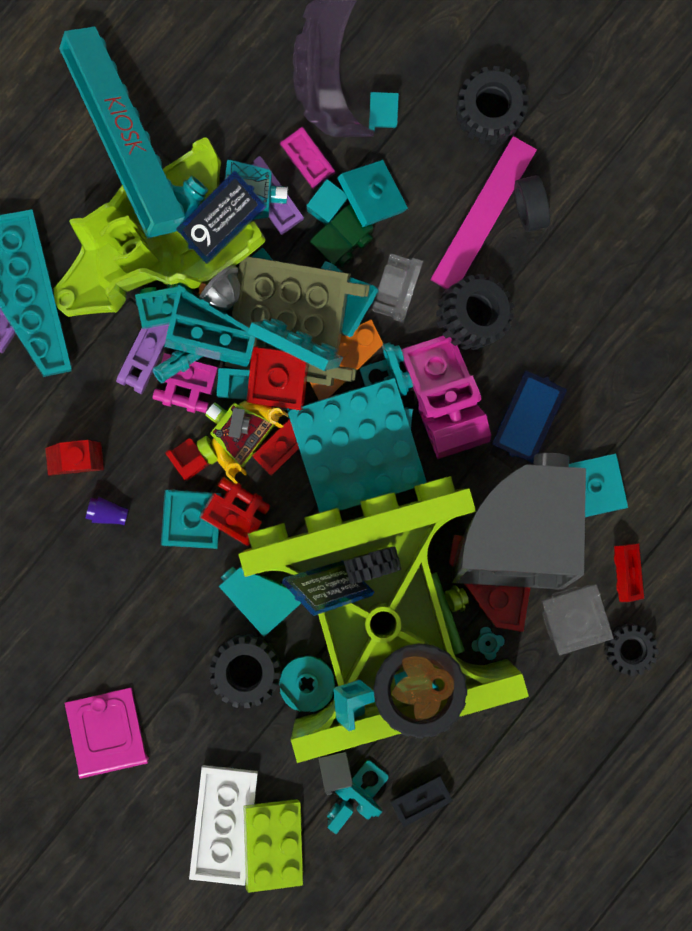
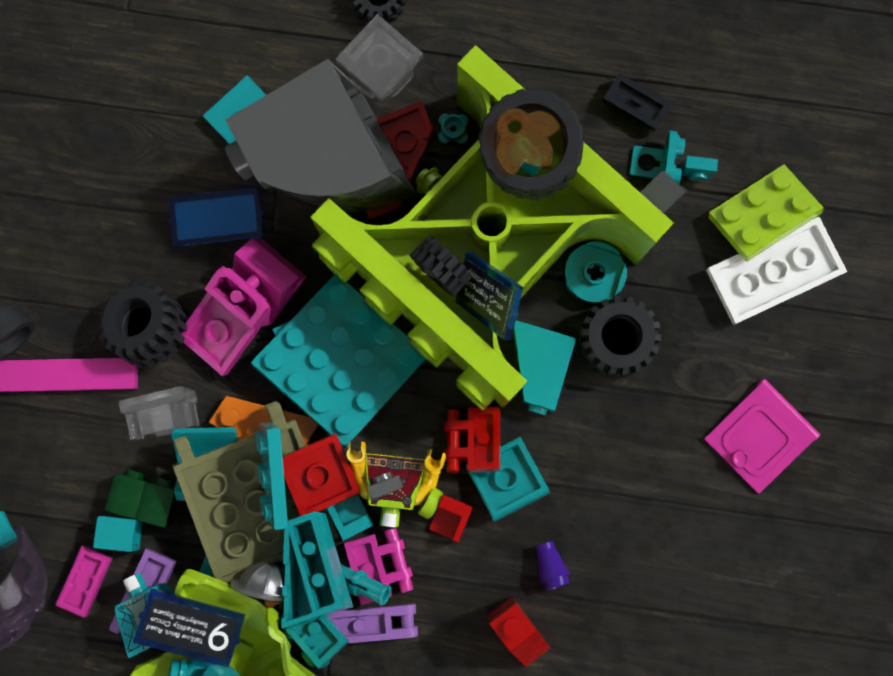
camera: 115 degrees left, 5 degrees down
(277, 448) = (388, 436): red plate -> none
(351, 702) = (584, 207): teal panel -> none
(372, 193) = (82, 495): teal plate -> none
(393, 357) = (233, 378): teal bracket -> none
(629, 572) = (315, 33): red plate -> none

